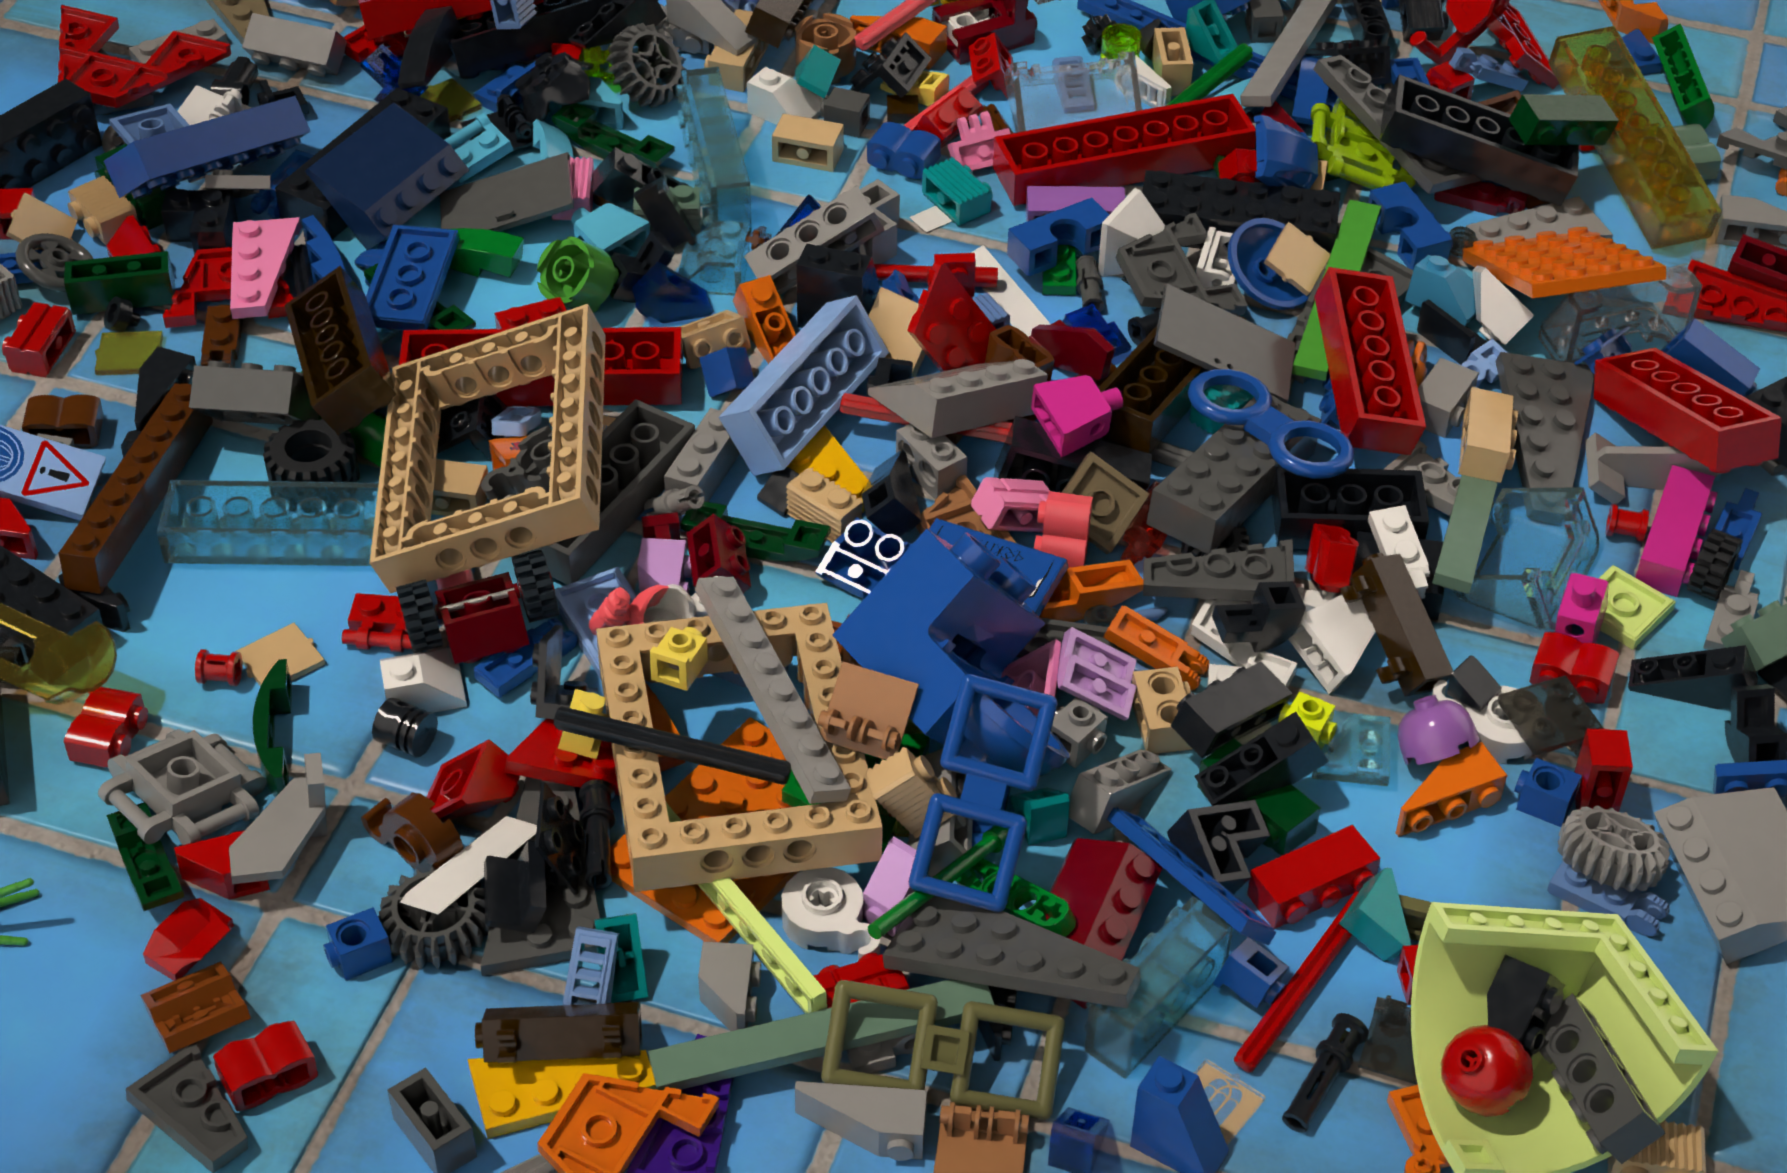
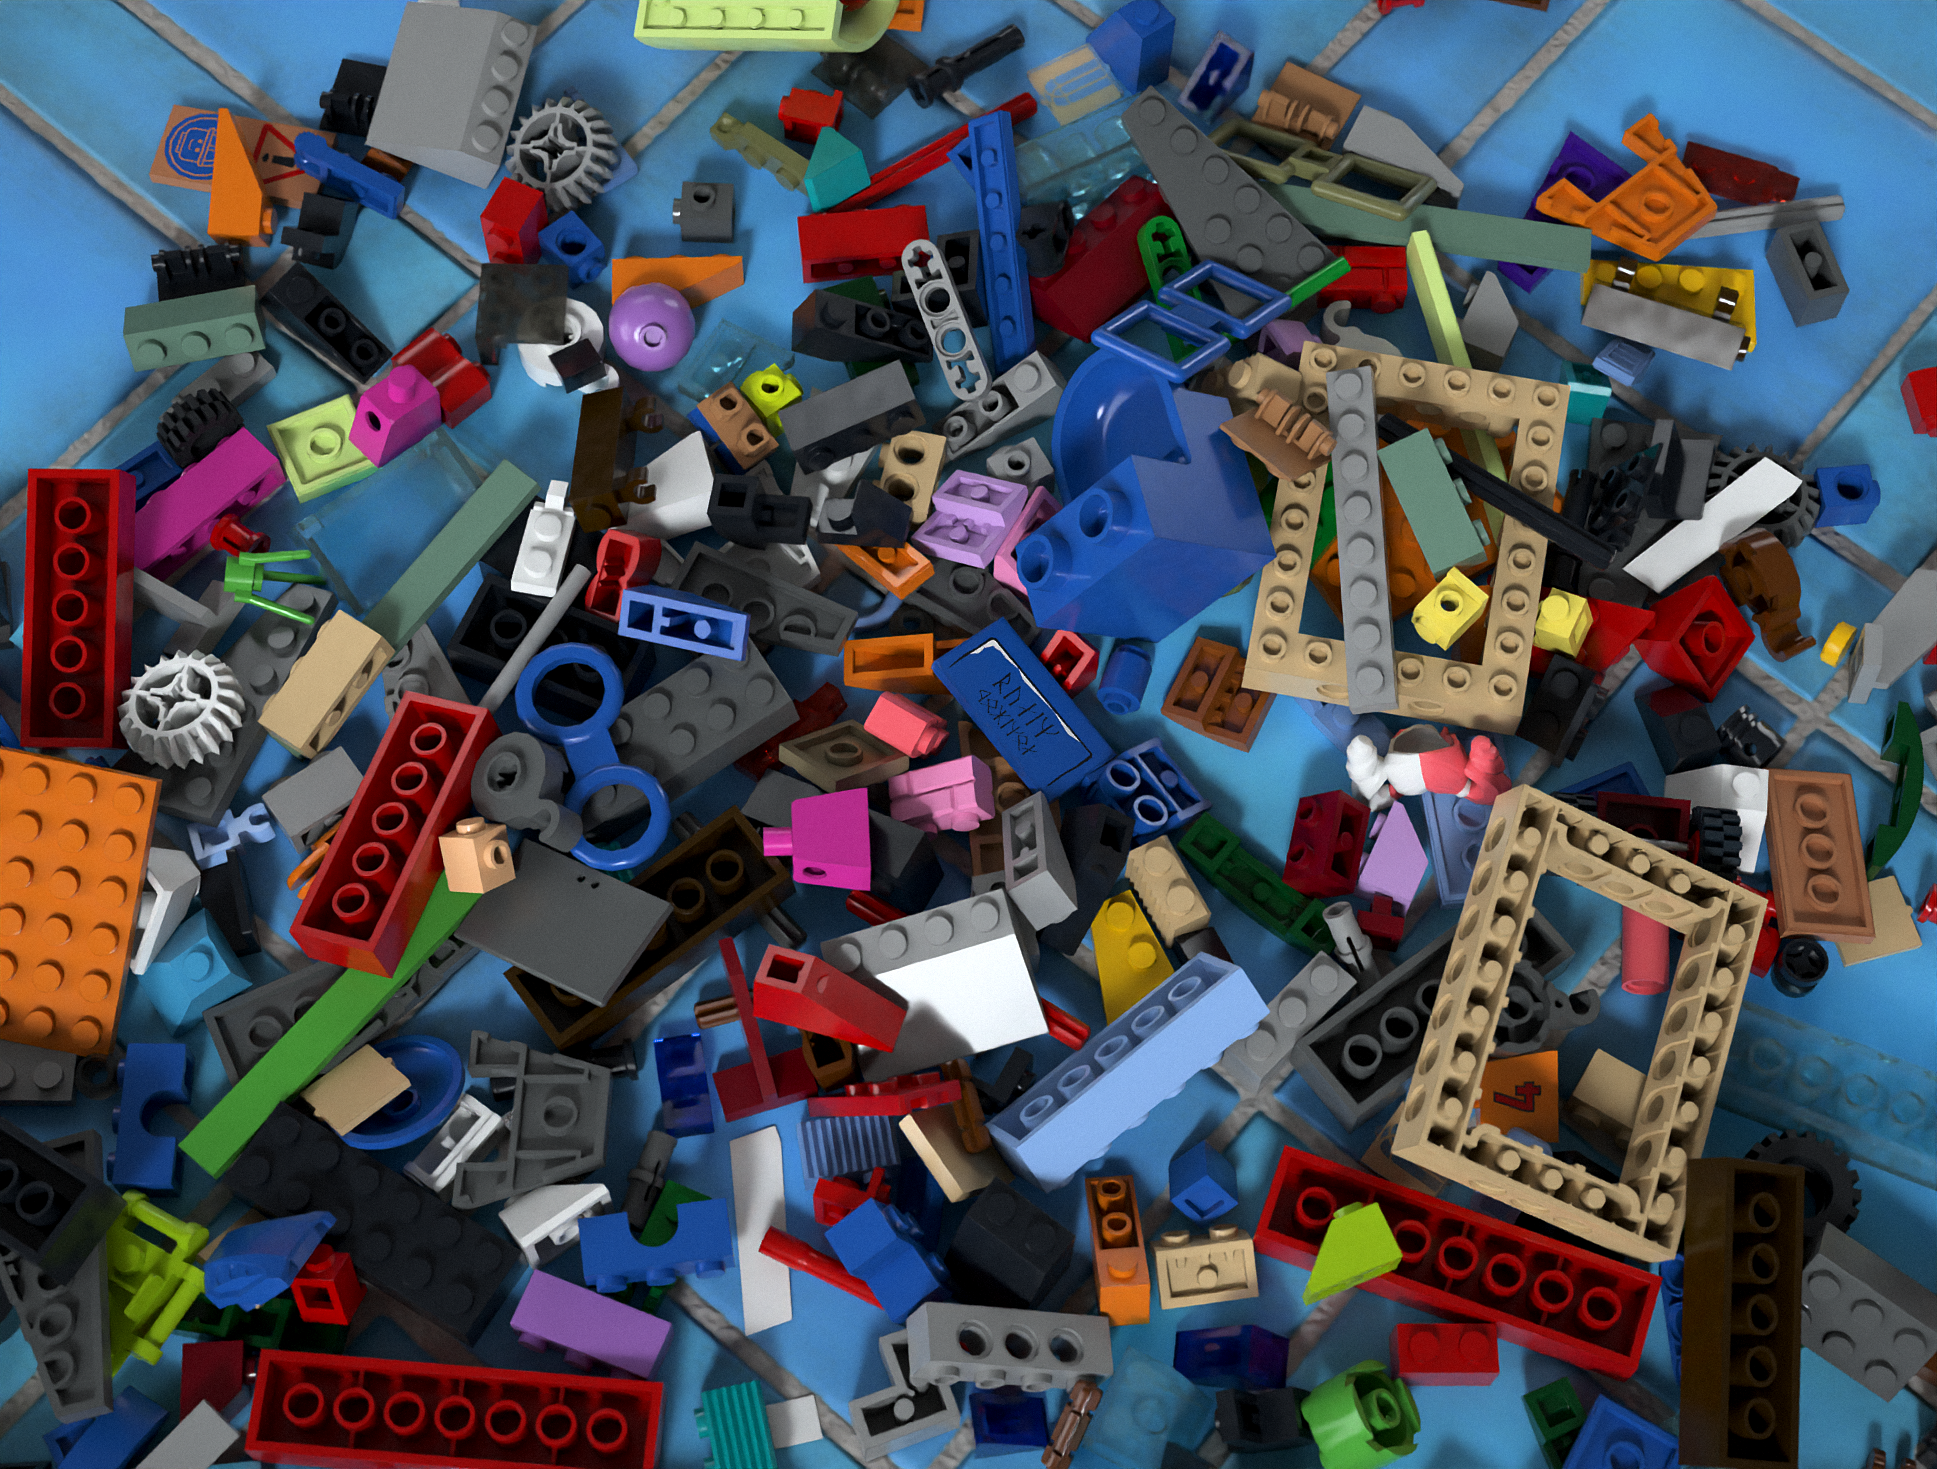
camera: 160 degrees left, 20 degrees up
(331, 598) = (1806, 959): none -> black wheel
(331, 671) = (1817, 857): none -> nougat tile
(340, 826) = (1838, 644): none -> yellow tile
(462, 717) = (1678, 729): none -> black slope
(617, 314) = (1352, 1252): none -> lime slope
(720, 704) = (1434, 503): none -> sand green brick
(903, 343) = (968, 1109): none -> reddish brown axle
(910, 252) = (886, 1252): none -> blue brick
(923, 460) = (1036, 863): none -> light grey slope
(1024, 335) = (823, 1000): none -> red slope
(1155, 881) = (1045, 236): none -> black piece
(1177, 647) = (867, 520): none -> black slope
(1198, 786) = (941, 323): none -> light grey beam
(1273, 507) = (684, 621): none -> blue slope
(1302, 390) = (520, 787): none -> dark grey piece
(1306, 358) = (477, 856): none -> light nougat brick
(1323, 677) = (731, 419): none -> medium nougat hips
(1362, 485) = (535, 638): none -> light grey bar
(1462, 858) = (706, 212): none -> dark grey brick
(1570, 392) = (187, 720): none -> white gear
(1592, 473) = (245, 576): none -> bright green plant

